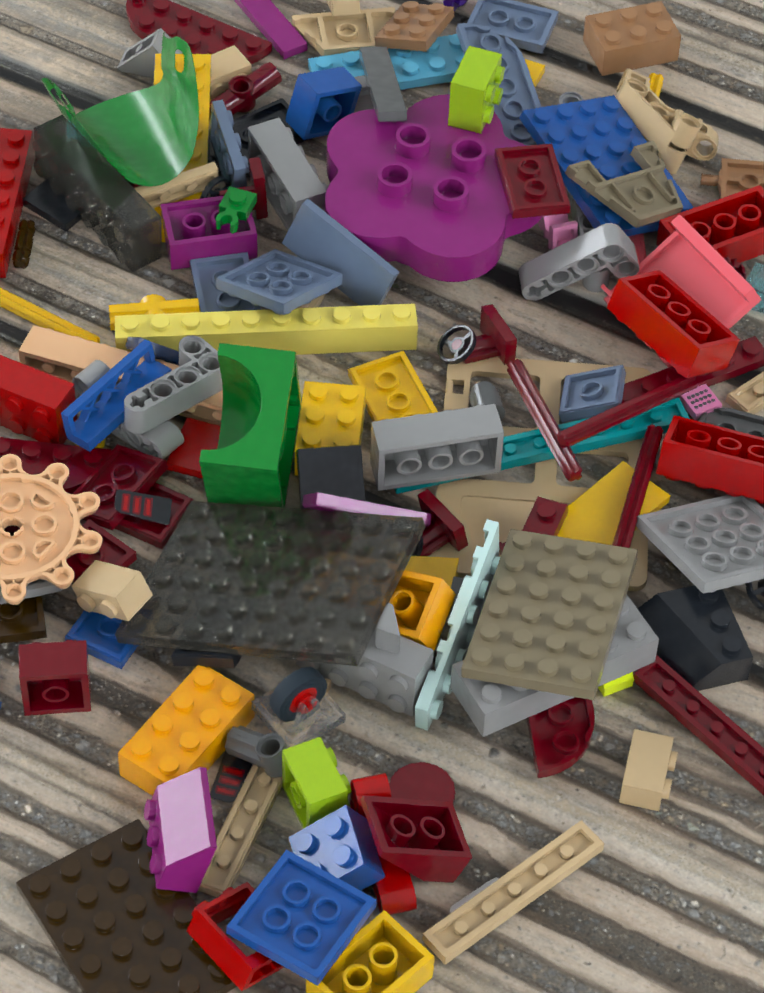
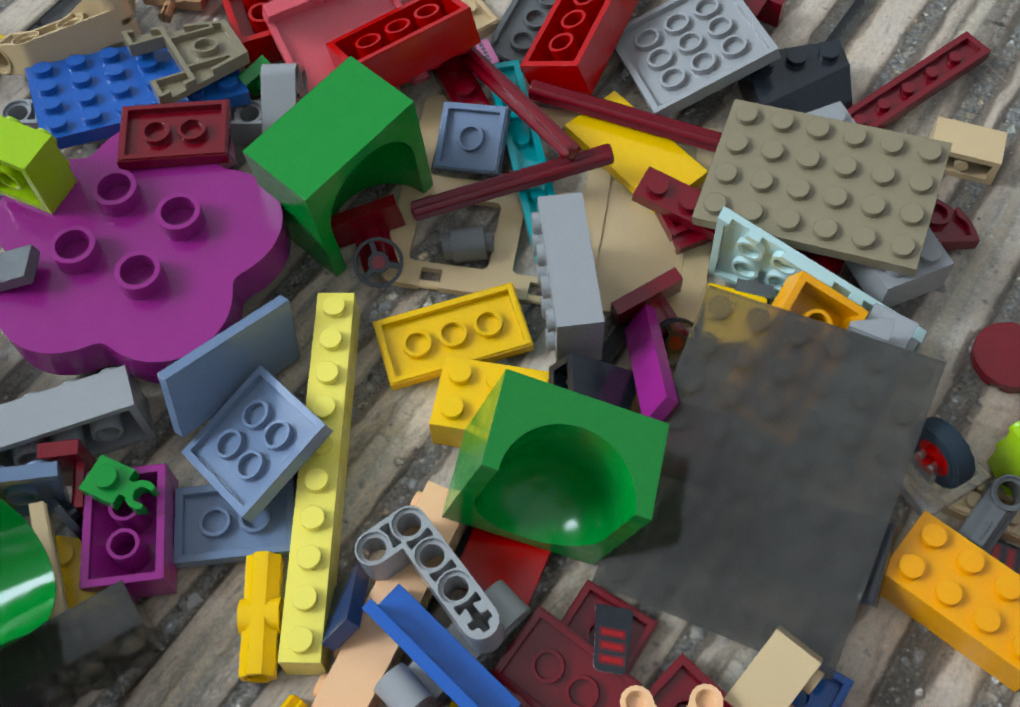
camera: 80 degrees left, 10 degrees up
(529, 280) = (333, 145): none -> green piece
(639, 240) = (251, 76): none -> green plate

